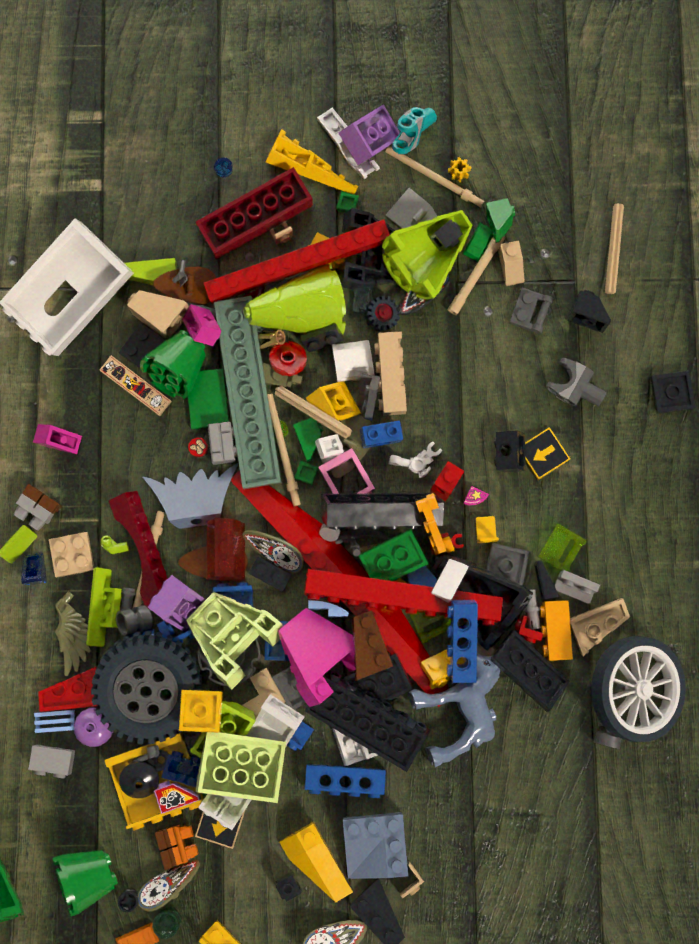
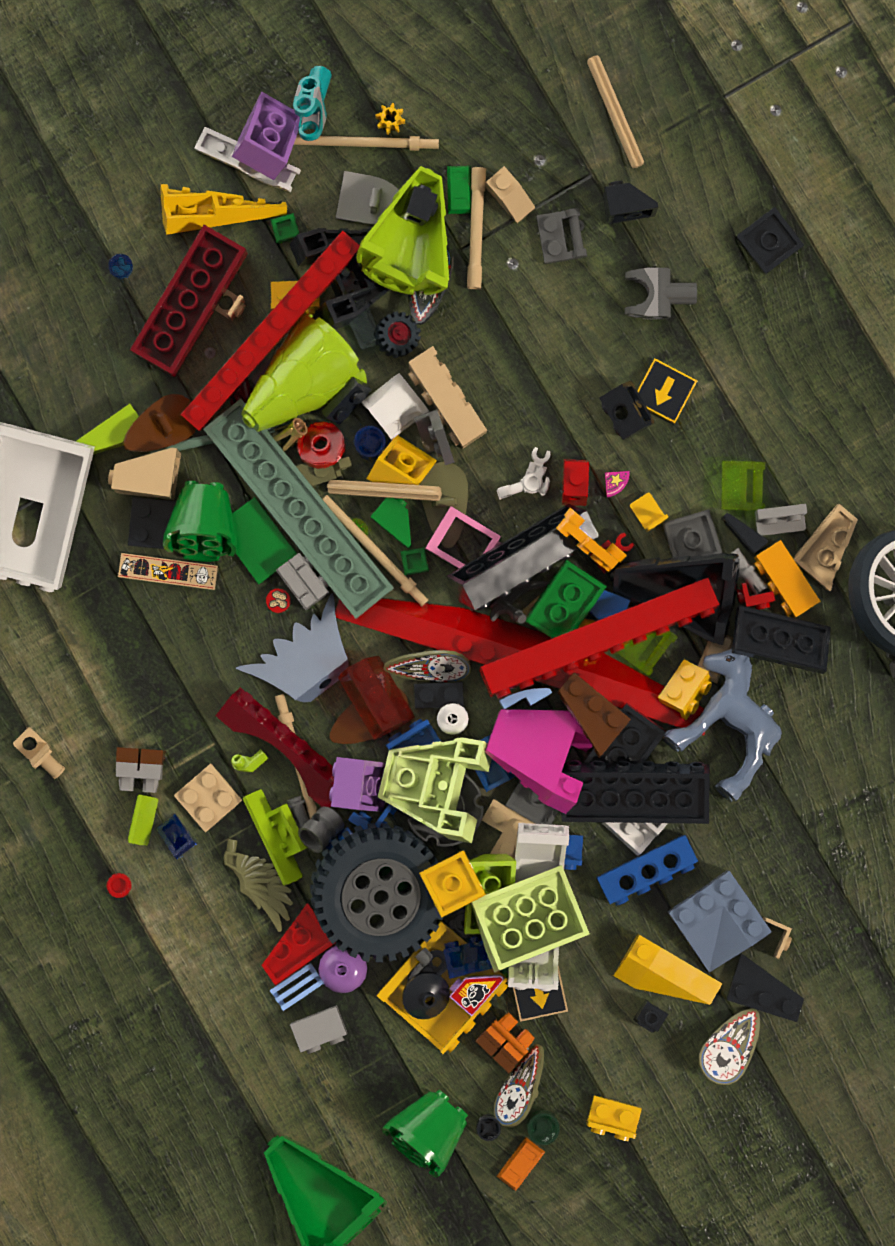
camera: 25 degrees left, 5 degrees up
(57, 438) = (117, 680): dark pink slope -> none
(181, 276) = (151, 422): dark grey hand -> none
(201, 325) = (205, 463): dark pink brick -> none
(275, 599) = (446, 726): none -> white head
(321, 374) = (370, 442): none -> clear blue wheel
(329, 447) = (426, 520): white bracket -> none
(329, 534) = (478, 616): light grey tile -> none
(381, 434) = (473, 472): blue brick -> none
(449, 580) = (640, 591): white slope -> none
(467, 671) = (714, 679): blue brick -> none
(499, 217) = (467, 150): slope -> none

